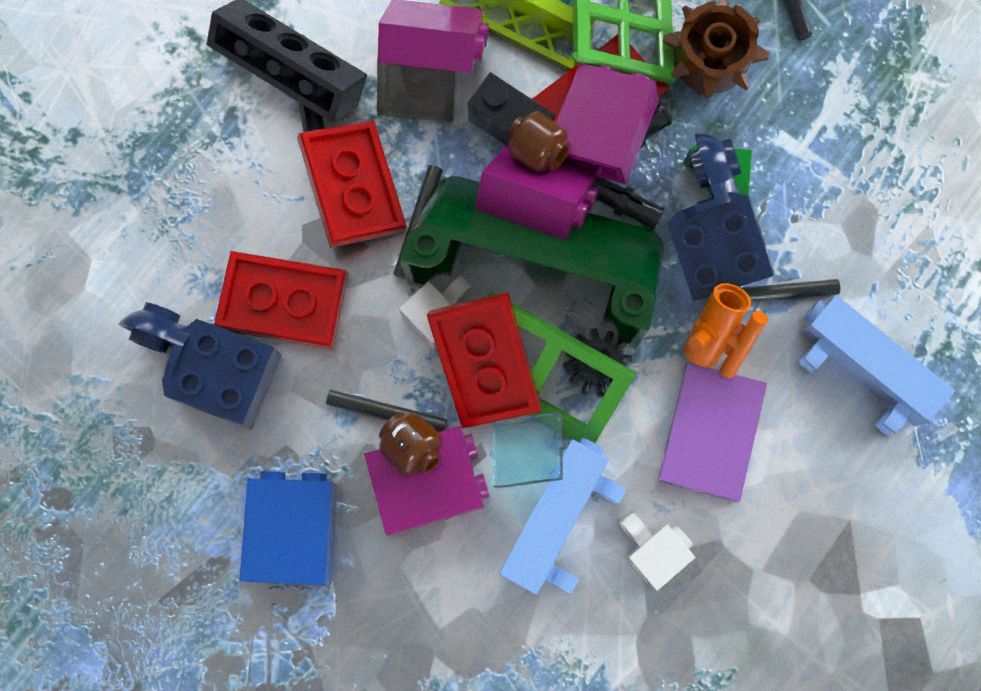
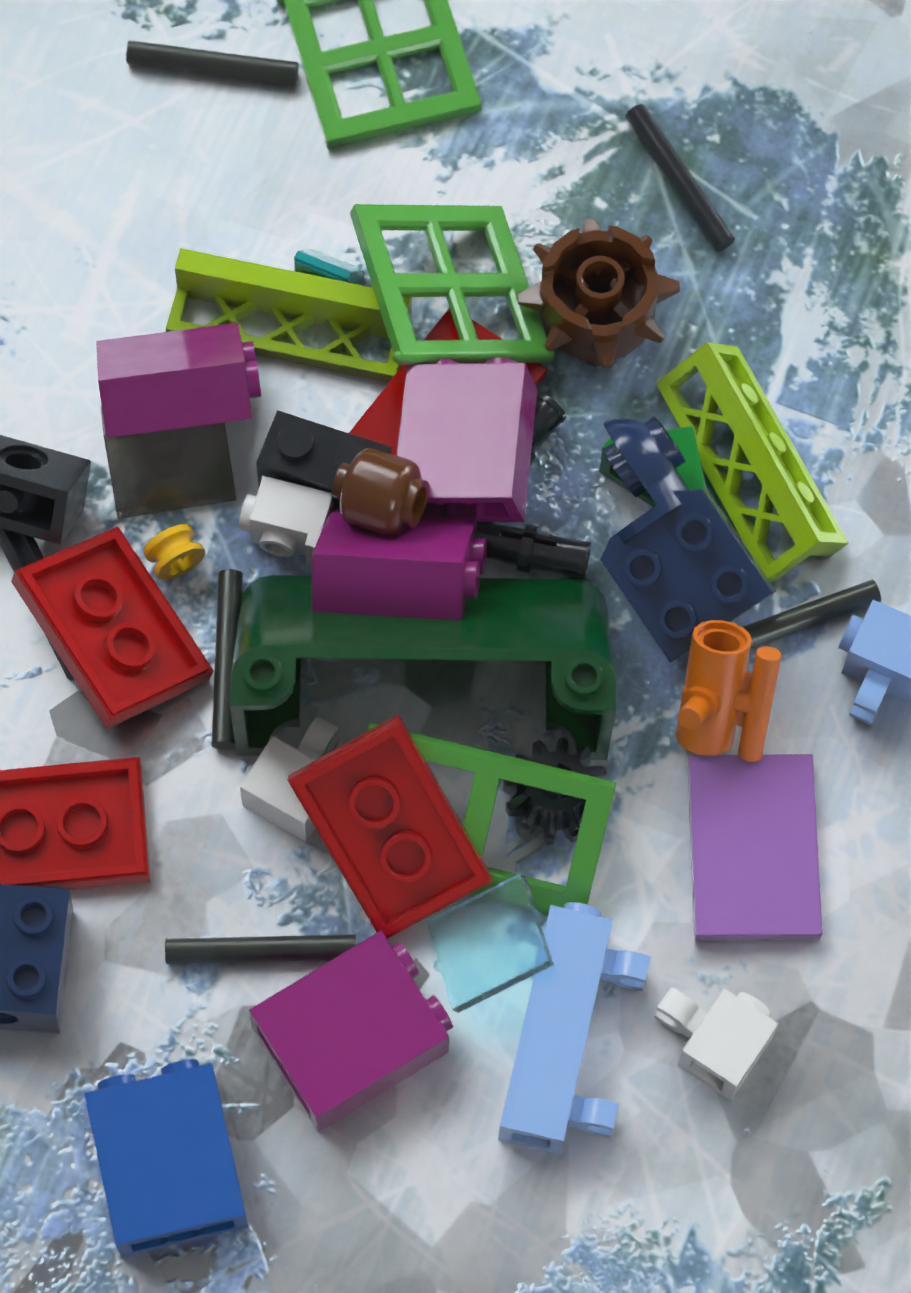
camera: 20 degrees left, 10 degrees down
(403, 145) = (174, 552): none -> yellow bush
(410, 444) = (317, 970): reddish brown head -> none
(477, 141) = (286, 517): none -> white brick
(795, 179) = (770, 454): none -> lime fence

